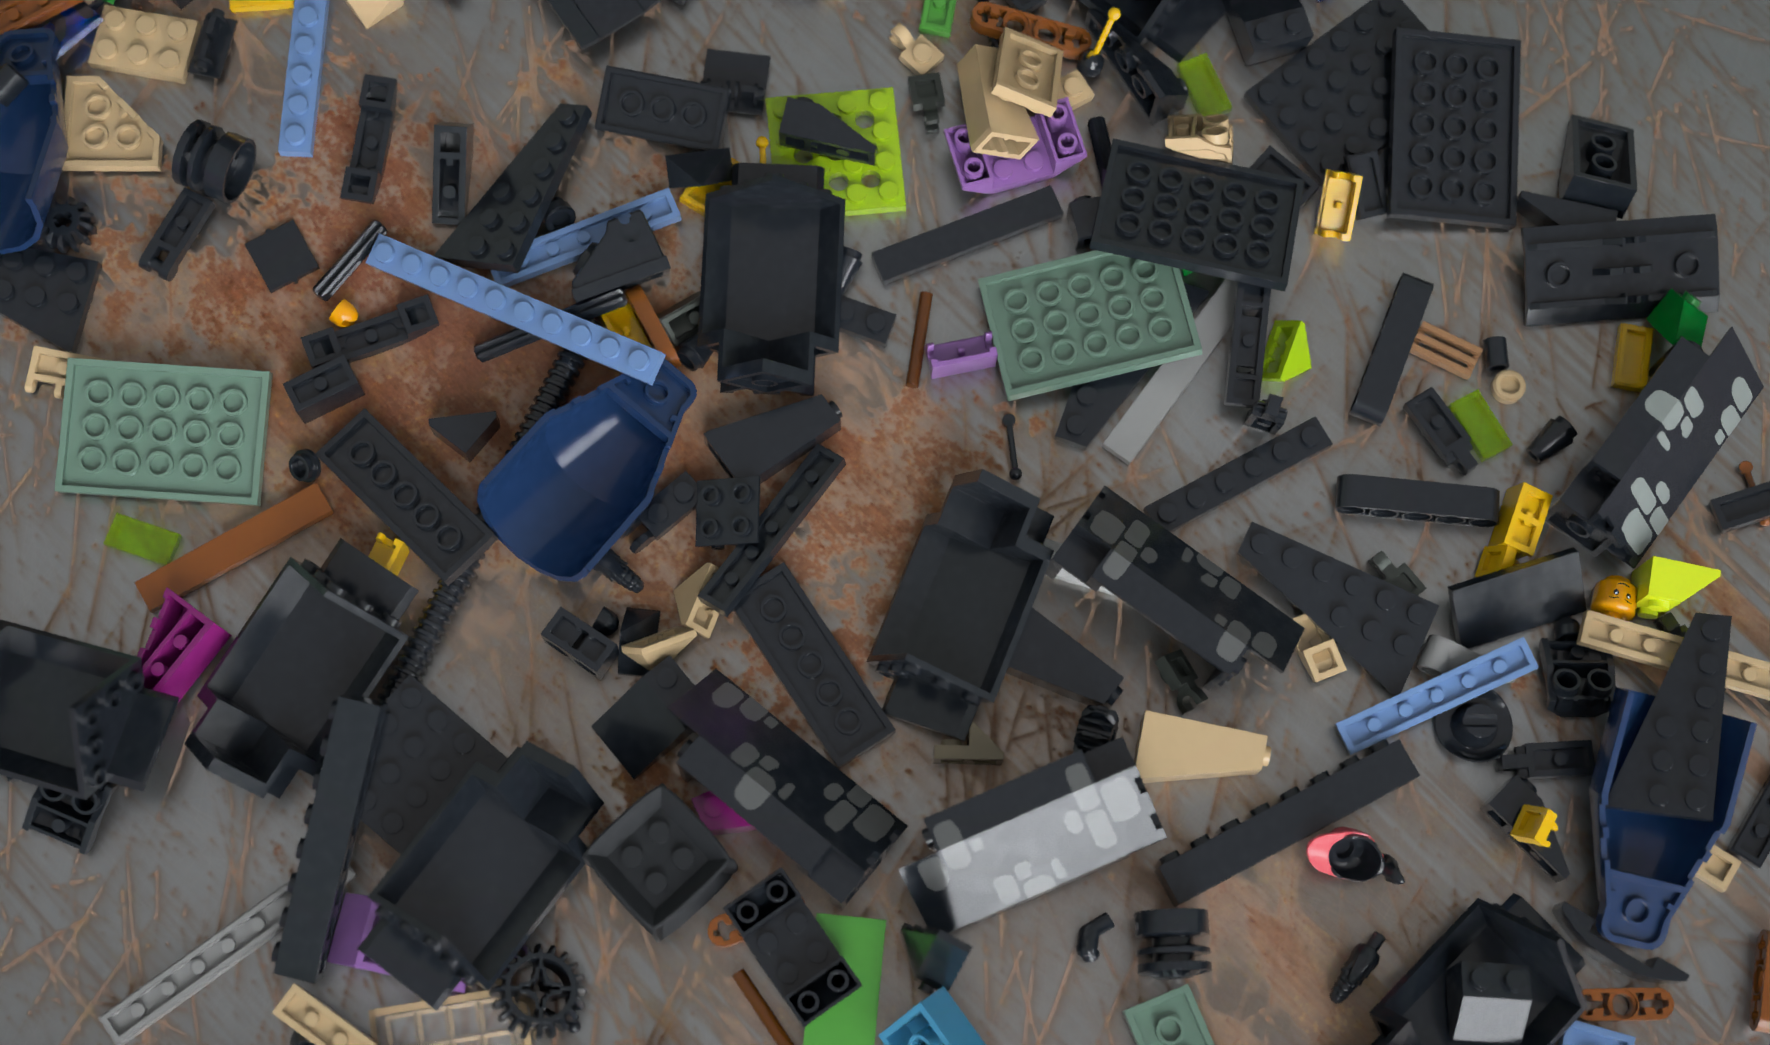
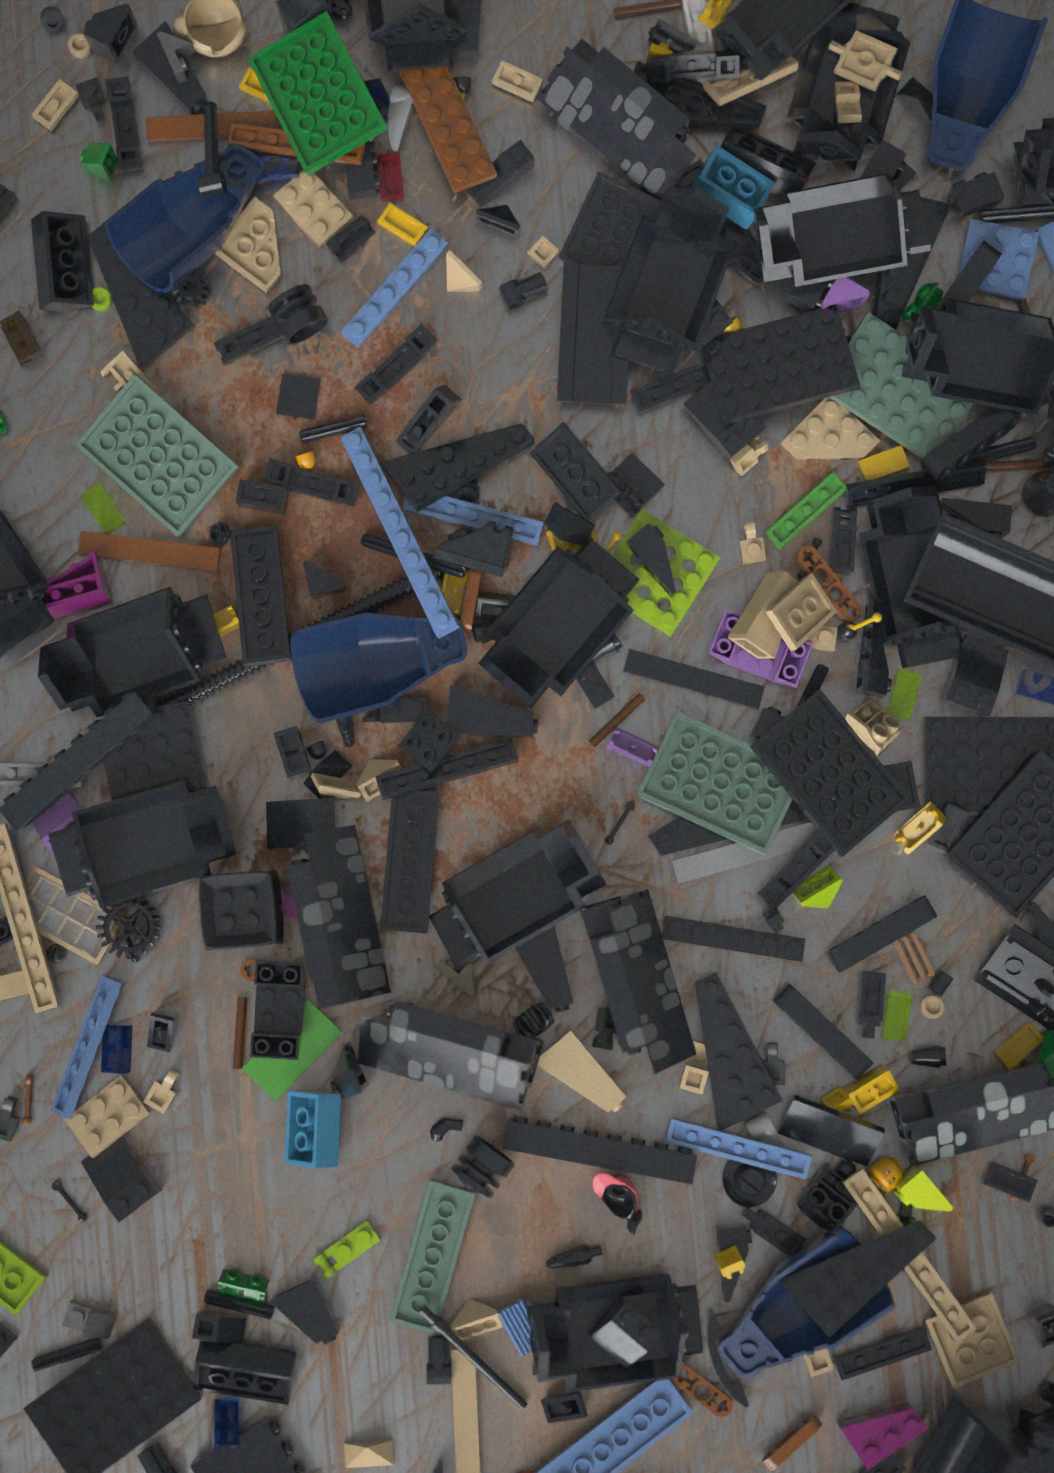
camera: 40 degrees right, 10 degrees up
(927, 95) = (736, 578): pearl dark grey plate -> none

